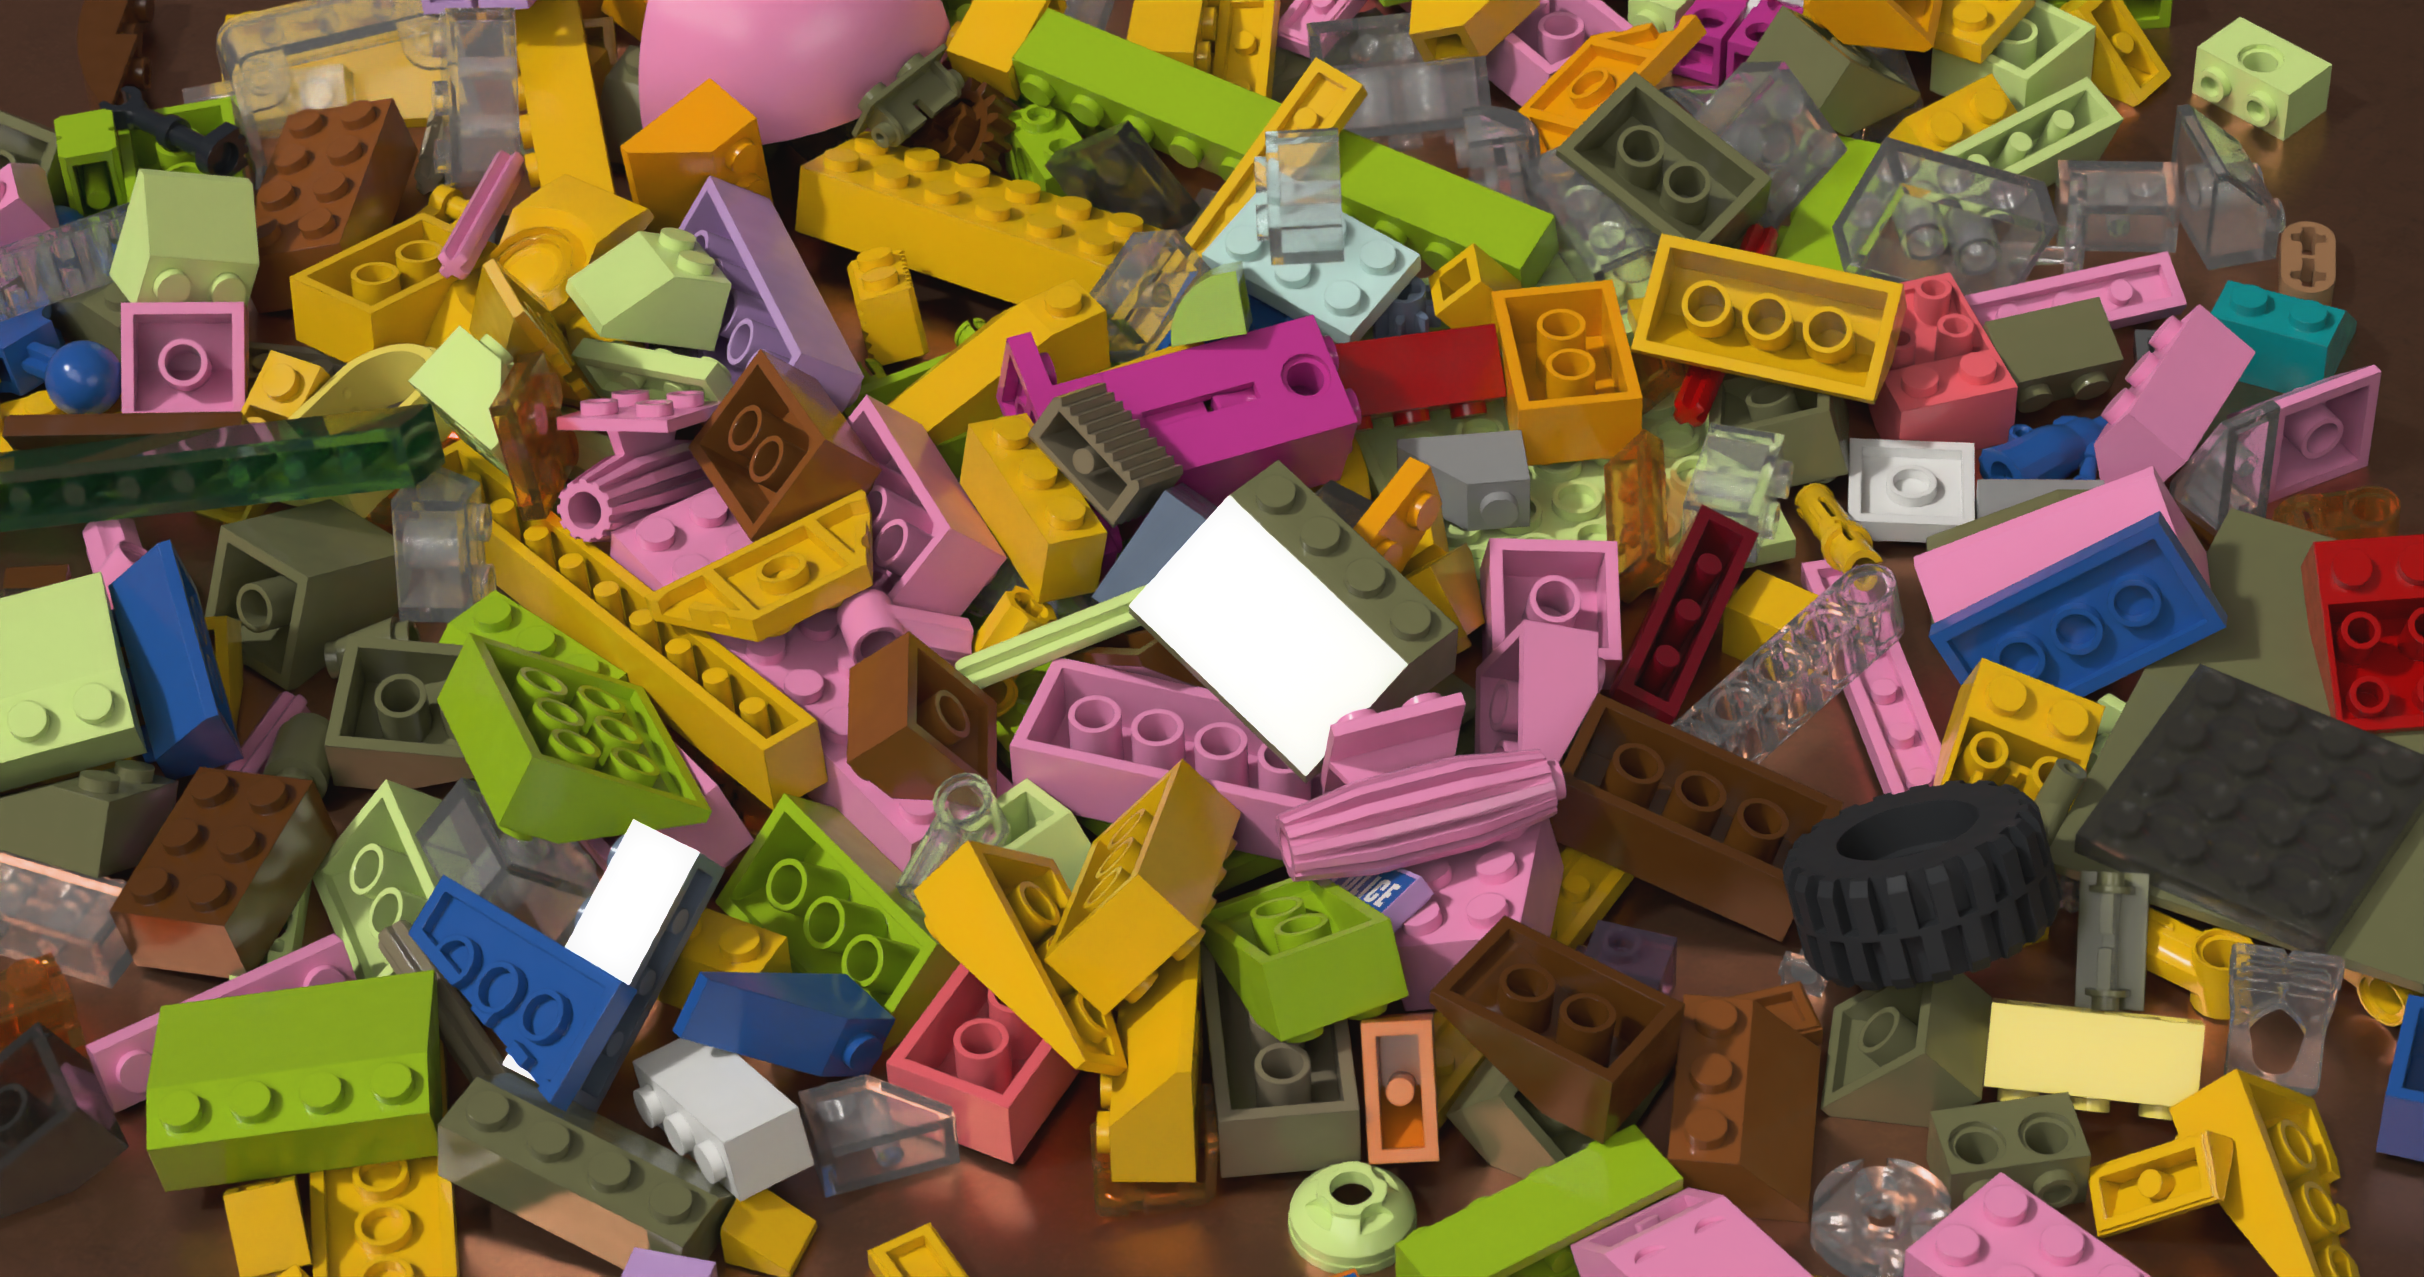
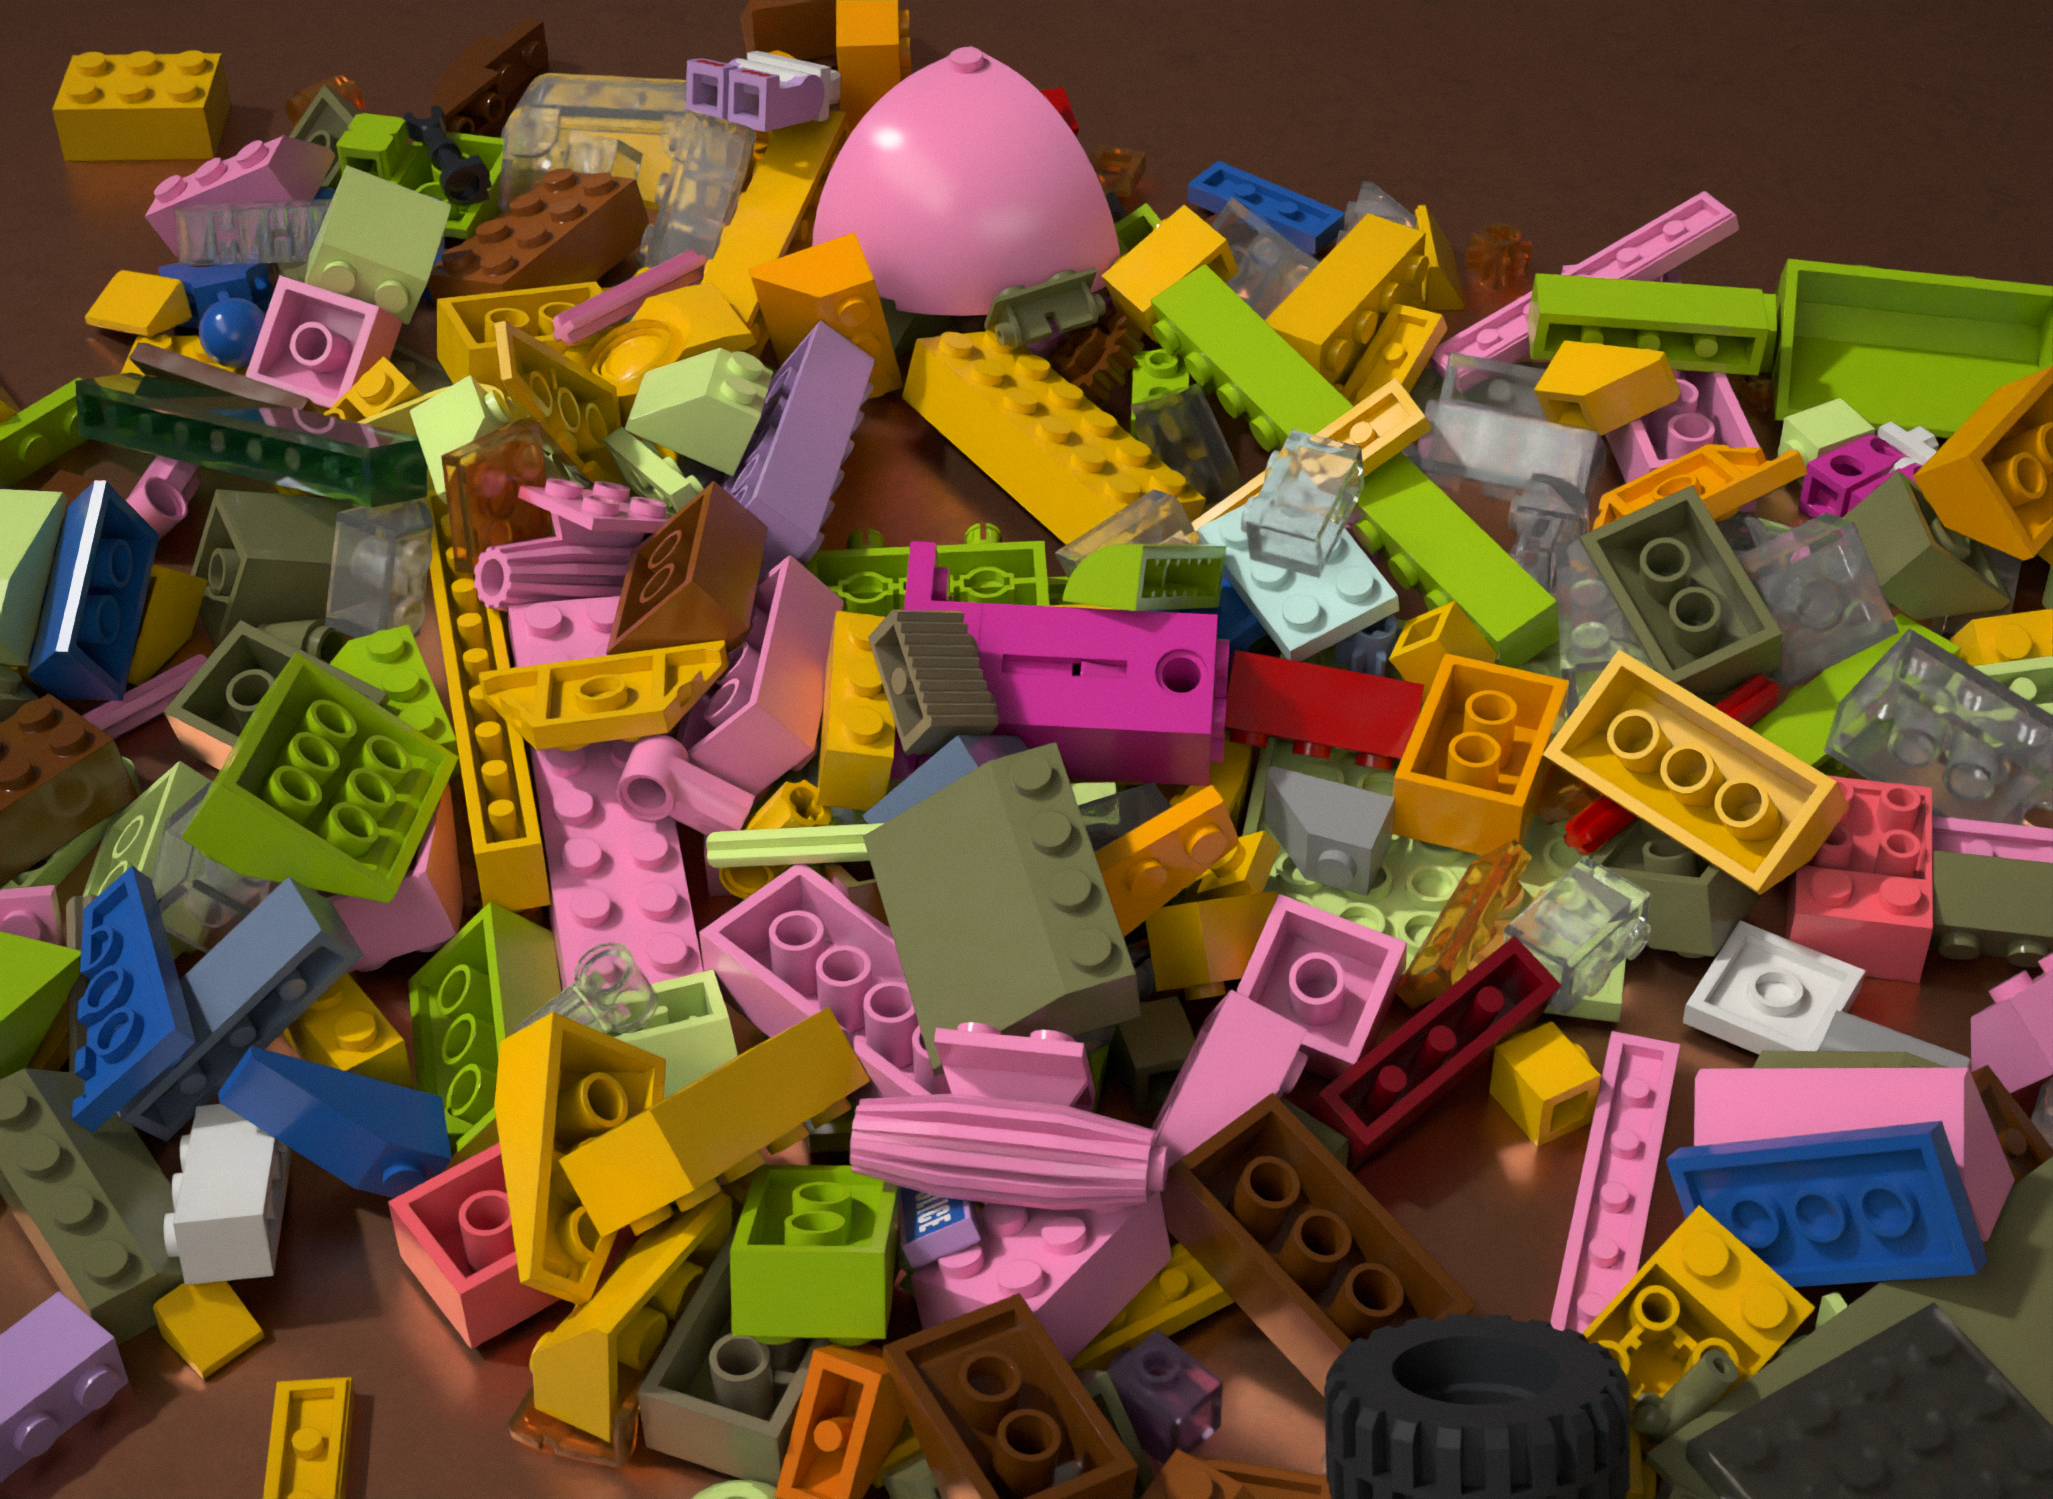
camera: 25 degrees right, 0 degrees up
(301, 751) = (147, 727): olive brick -> none
(874, 1133) = (357, 1264): clear slope -> none
(887, 305) = (922, 488): yellow brick -> none
(917, 722) = (634, 883): dark orange slope -> none
(966, 381) = (989, 562): yellow wedge -> none
(1801, 666) = (1519, 1145): clear beam -> none
(1841, 539) = (1645, 1028): yellow pin -> none
(2045, 451) = (1929, 1006): blue piece -> none

